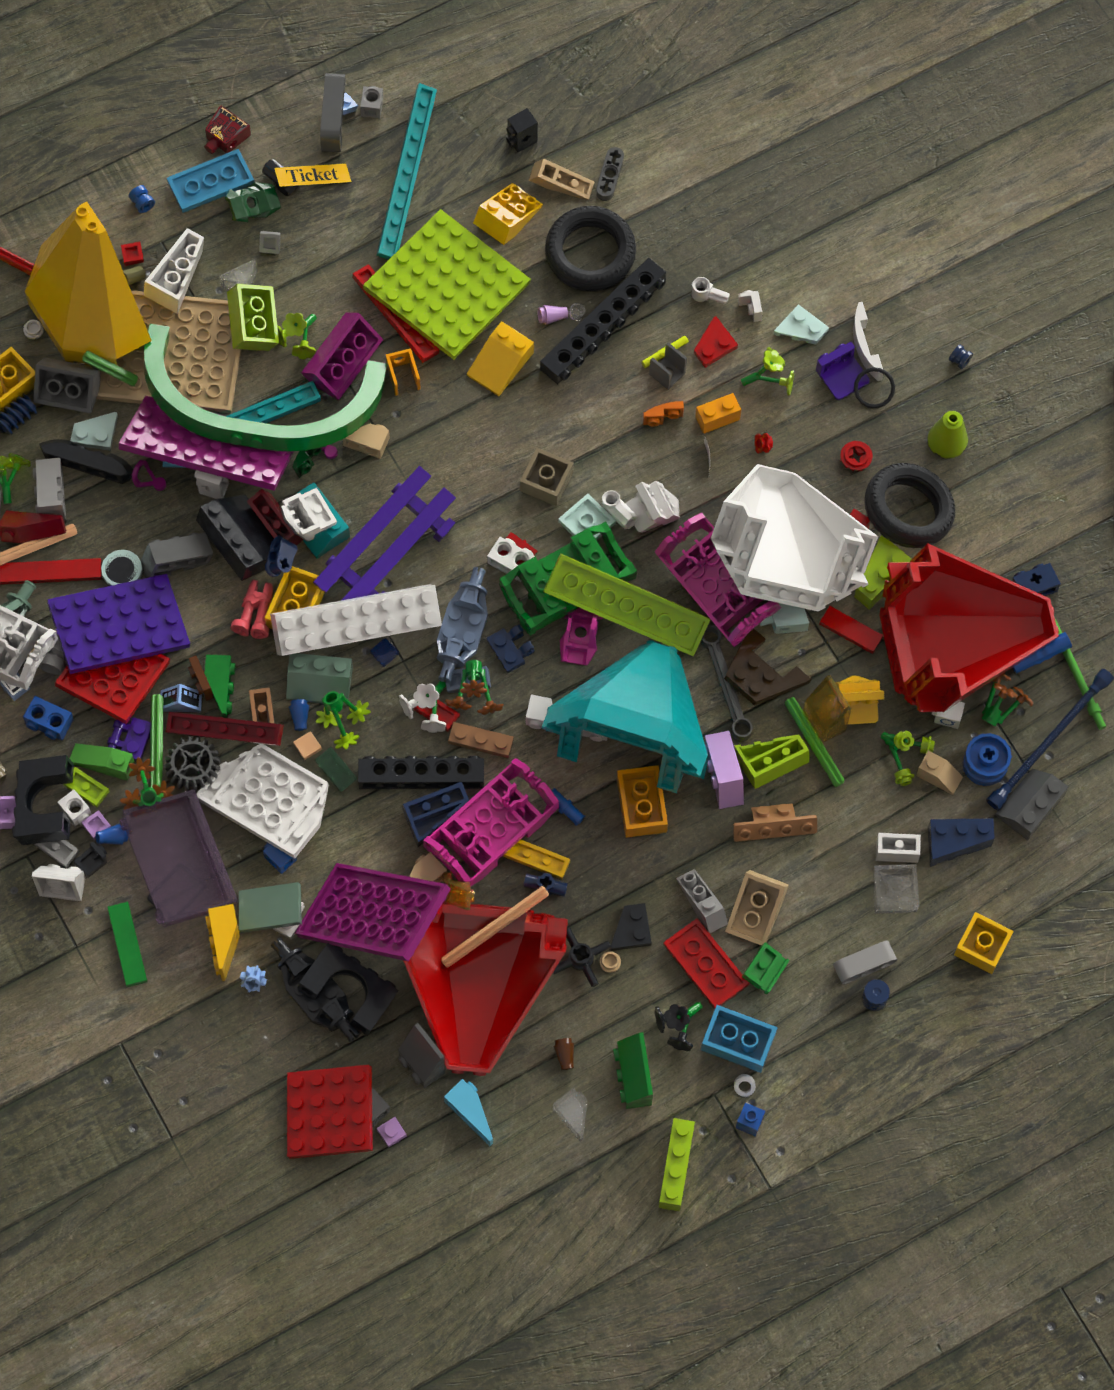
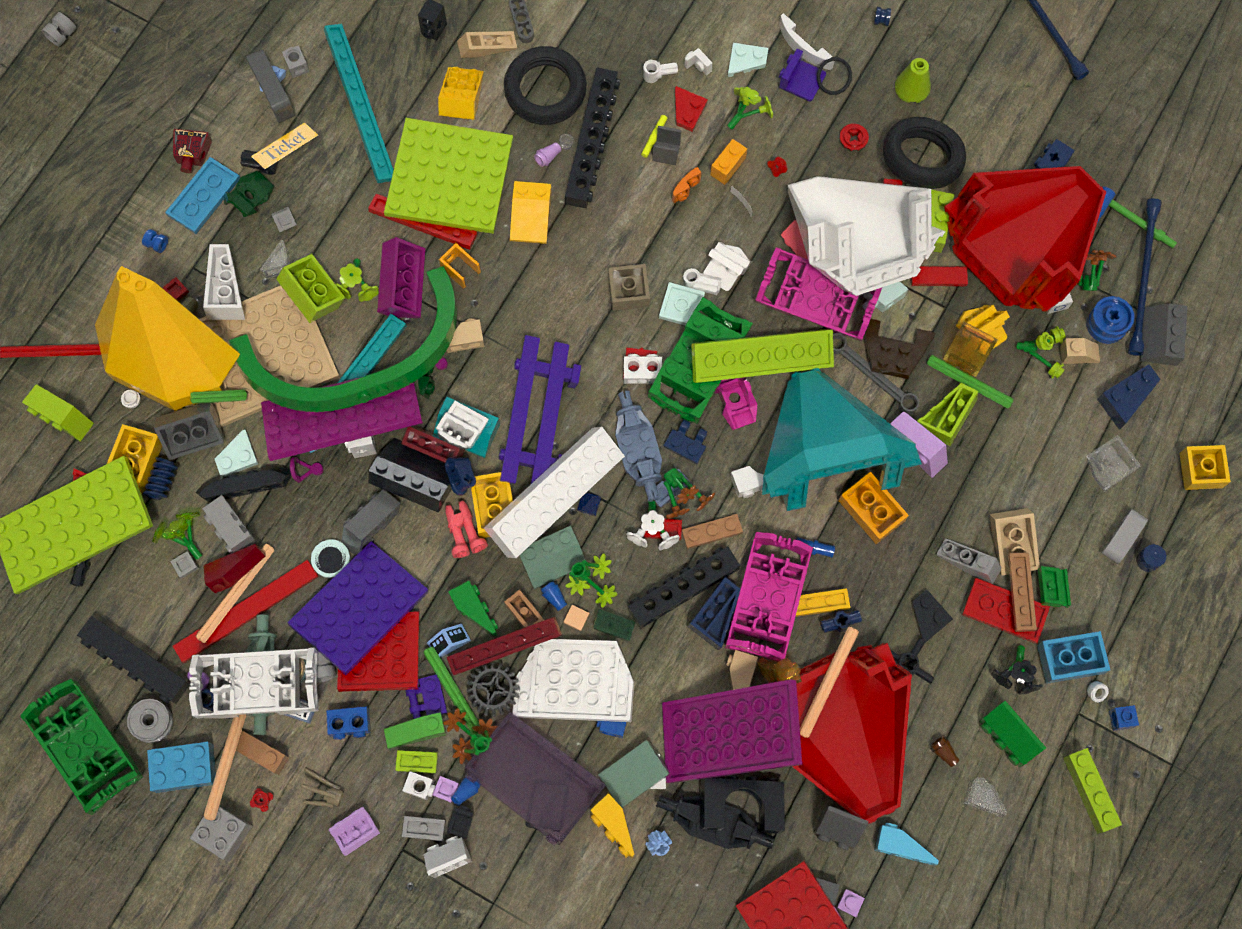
camera: 30 degrees left, 5 degrees up
(32, 778) = (368, 781): black arch -> none
(127, 944) = (534, 875): green tile -> none
(202, 683) = (447, 610): reddish brown plate -> none
(610, 962) = (930, 654): tan plate -> none
(729, 953) = (1022, 592): none -> medium nougat plate
(774, 822) = (983, 463): medium nougat bracket -> none
(898, 847) = (1091, 429): white brick -> none

